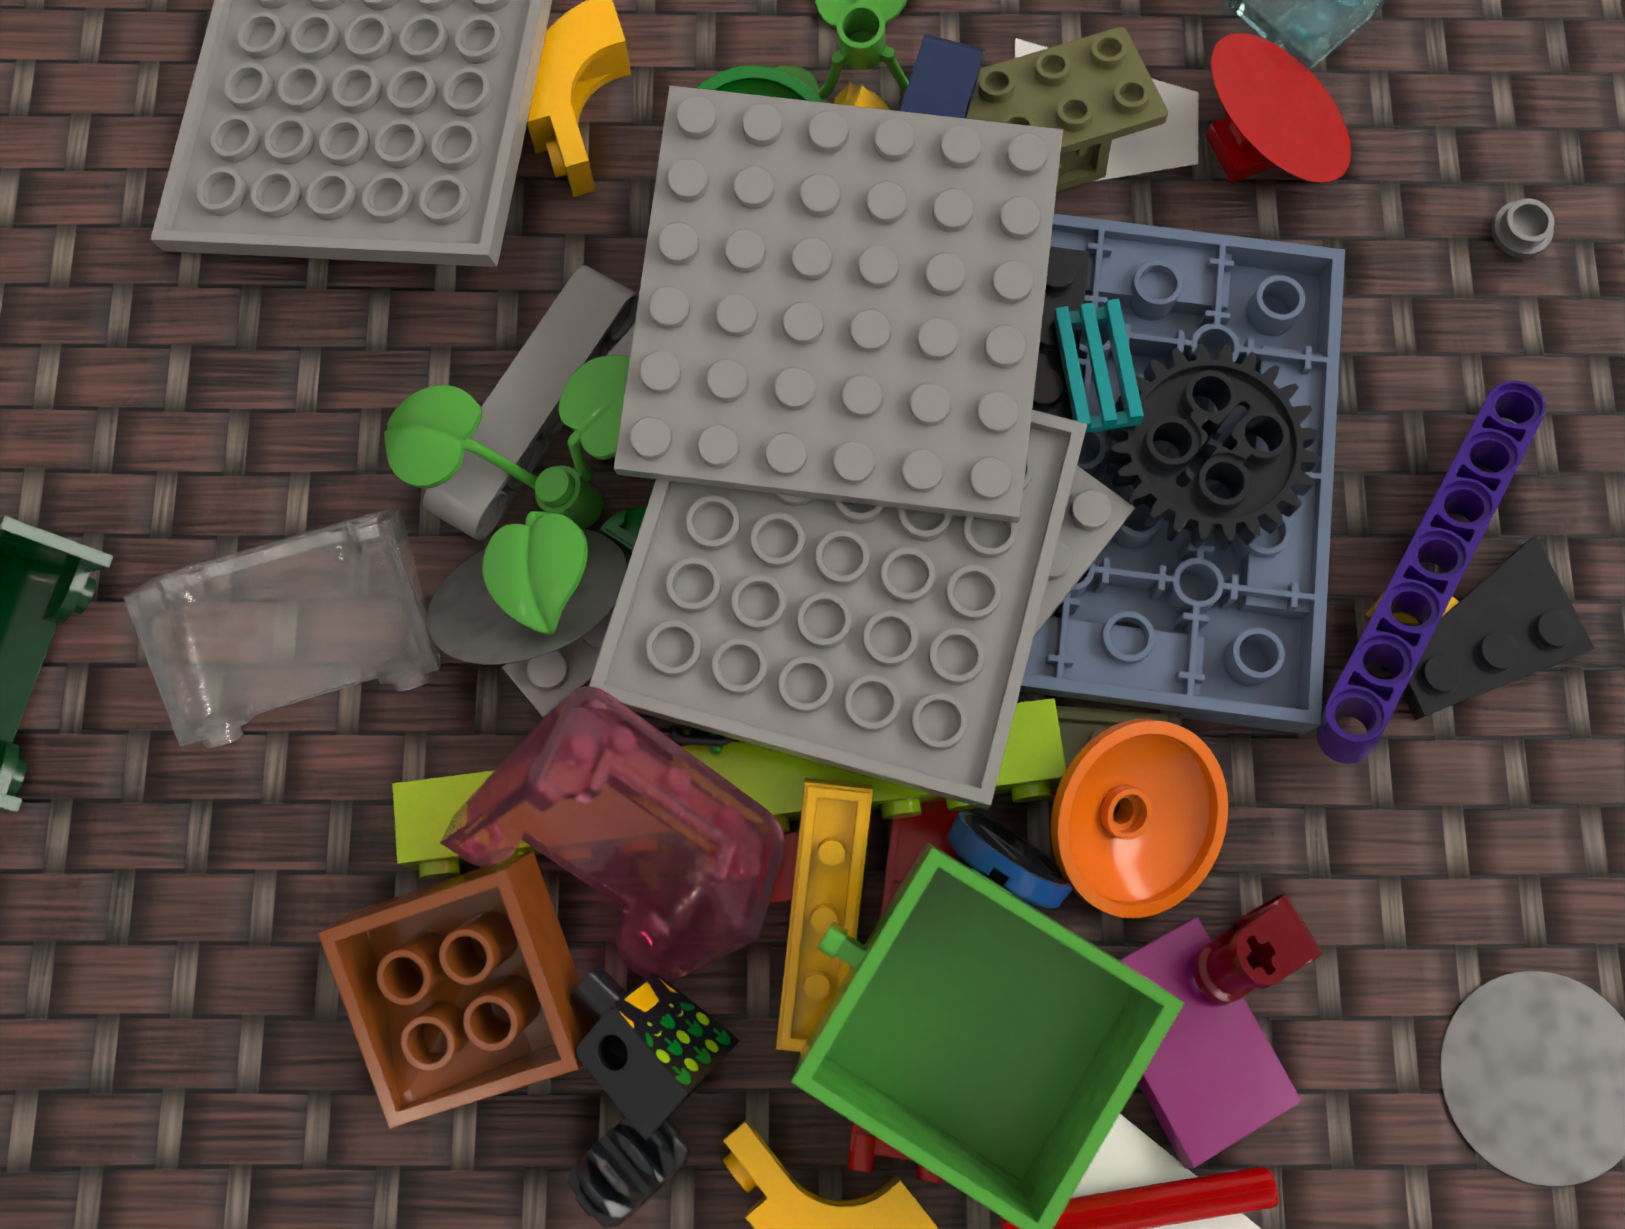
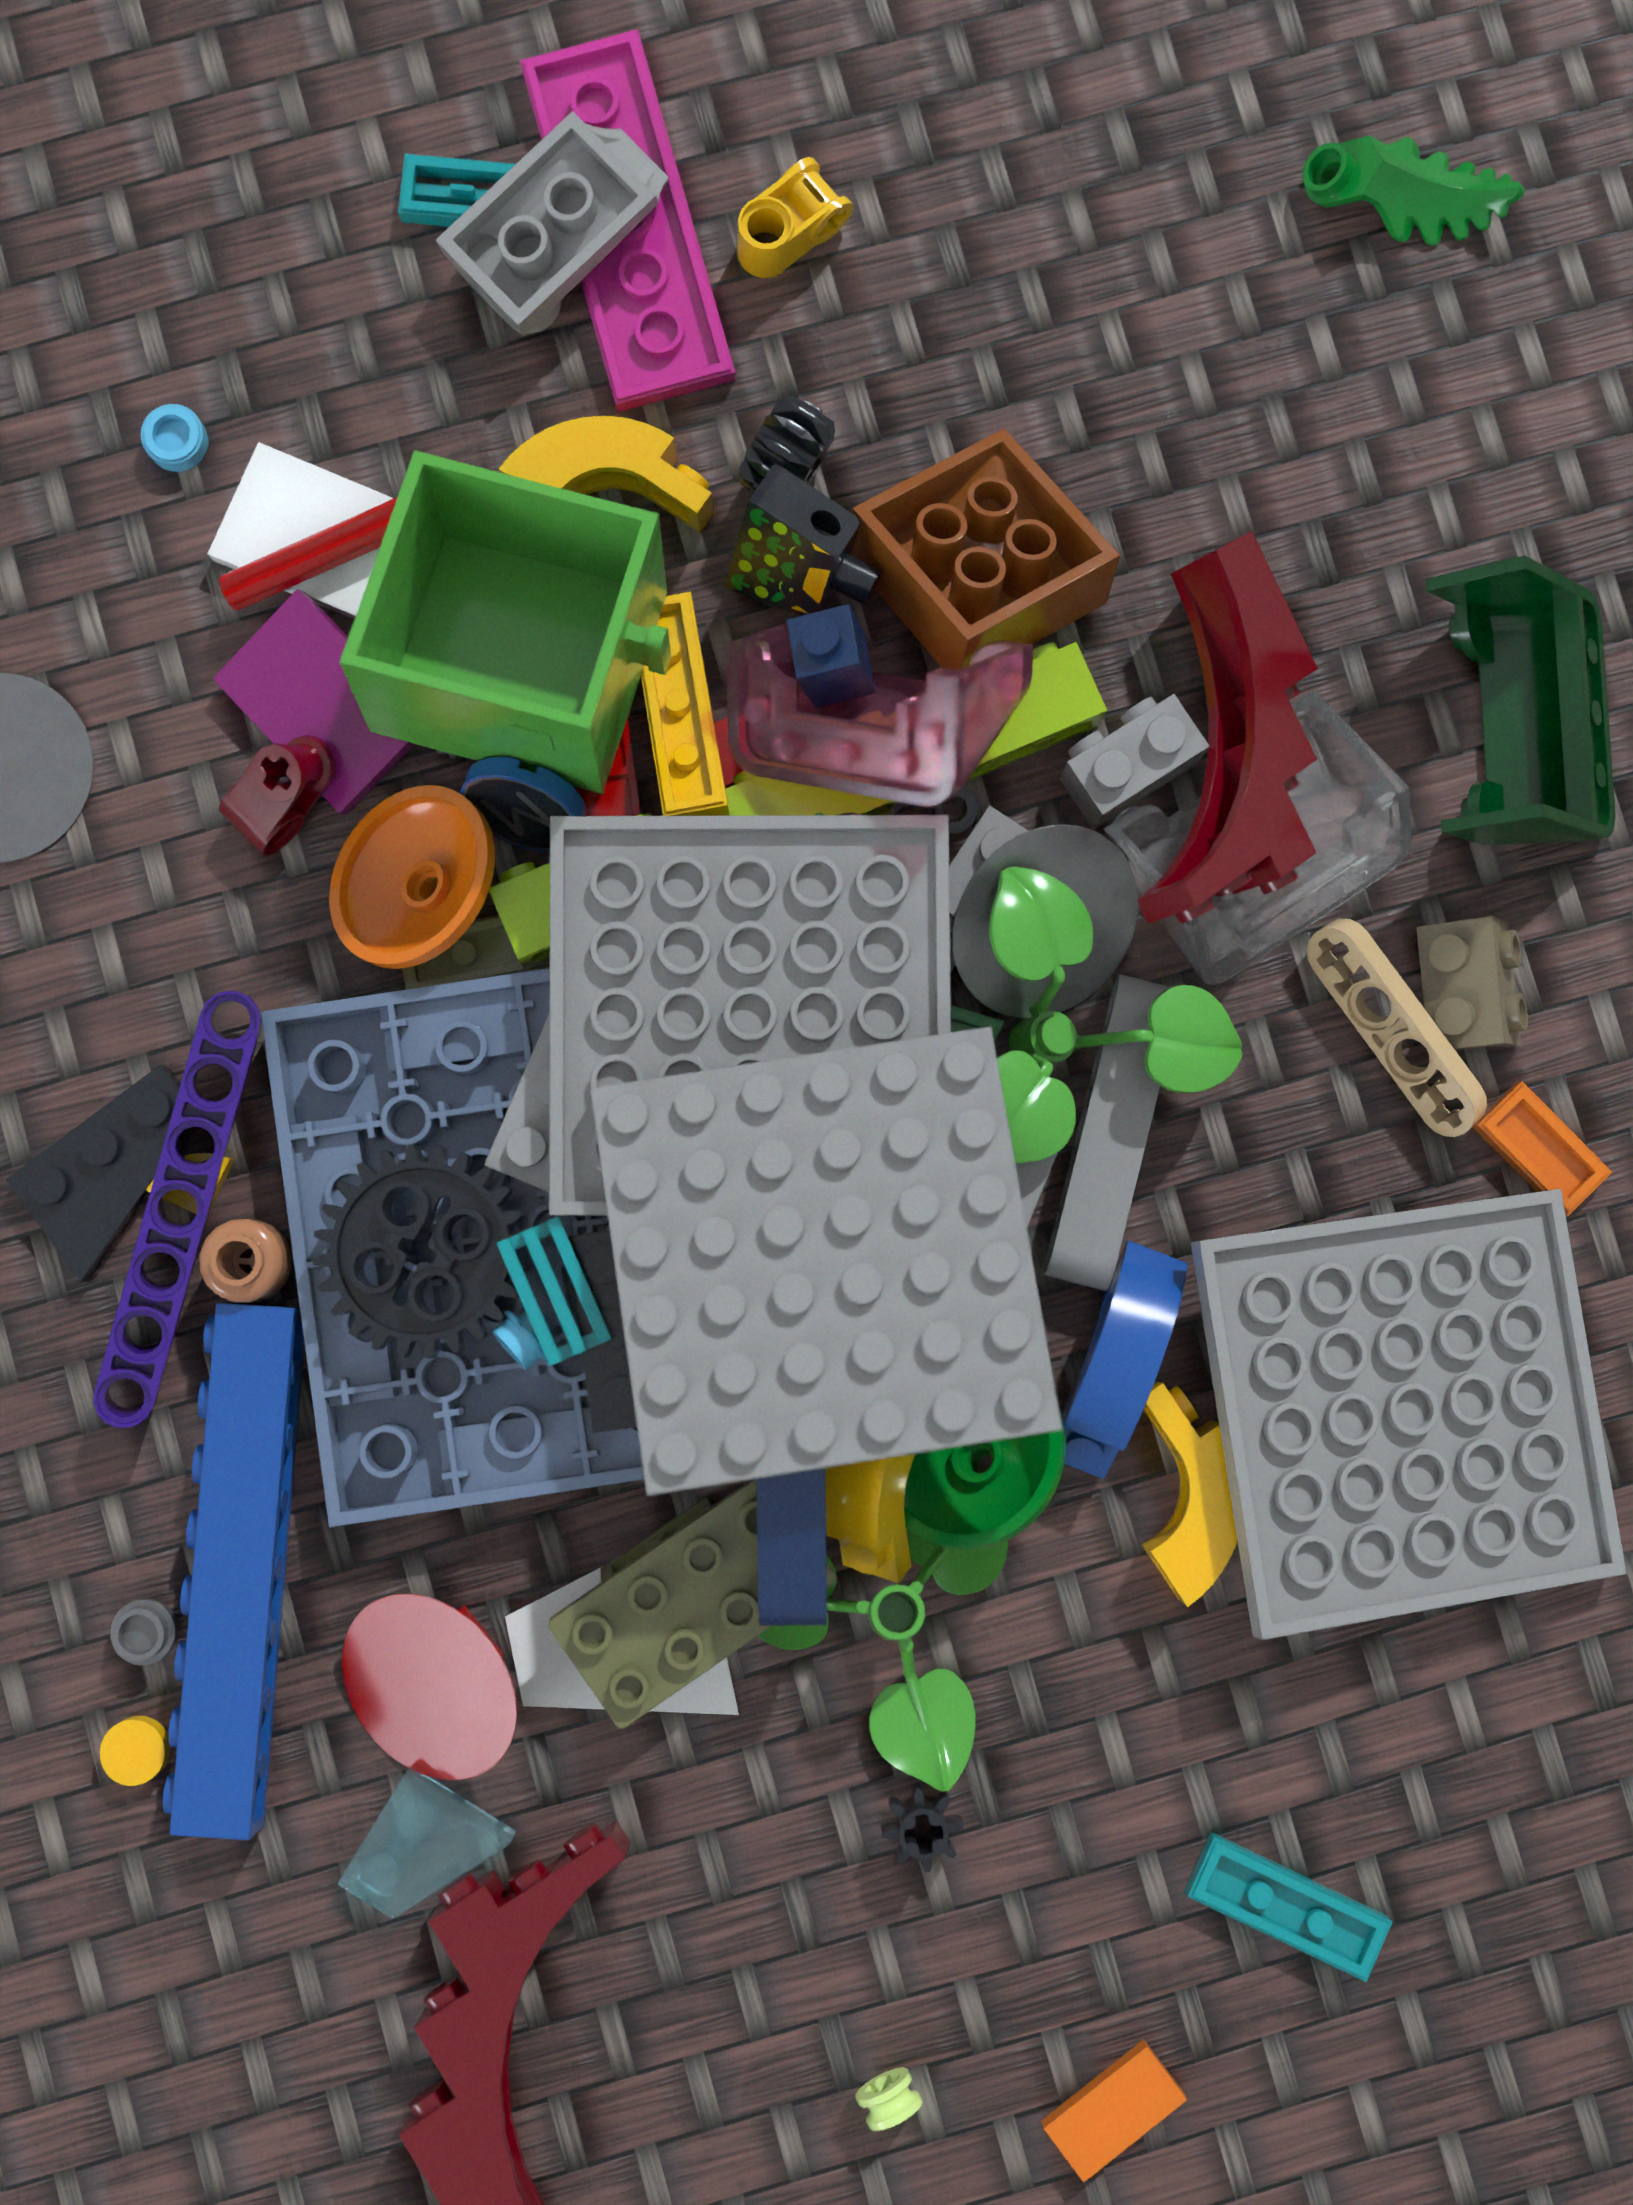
camera: 165 degrees right, 10 degrees up
(153, 288) = (1541, 1146): none -> orange tile
(154, 437) = (1472, 982): none -> dark tan bracket
(225, 417) = (1406, 1021): none -> tan beam
(257, 701) = (1250, 669): none -> dark red arch
(385, 734) = (1132, 761): none -> light grey brick
(585, 203) = (1122, 1357): none -> blue arch
(652, 910) = (831, 656): none -> dark blue brick
(1142, 345) = (519, 1339): none -> medium azure plate
(1377, 502) = (225, 1260): none -> nougat head
(1428, 259) = (237, 1572): none -> blue brick
(1544, 141) = (135, 1750): none -> yellow tile

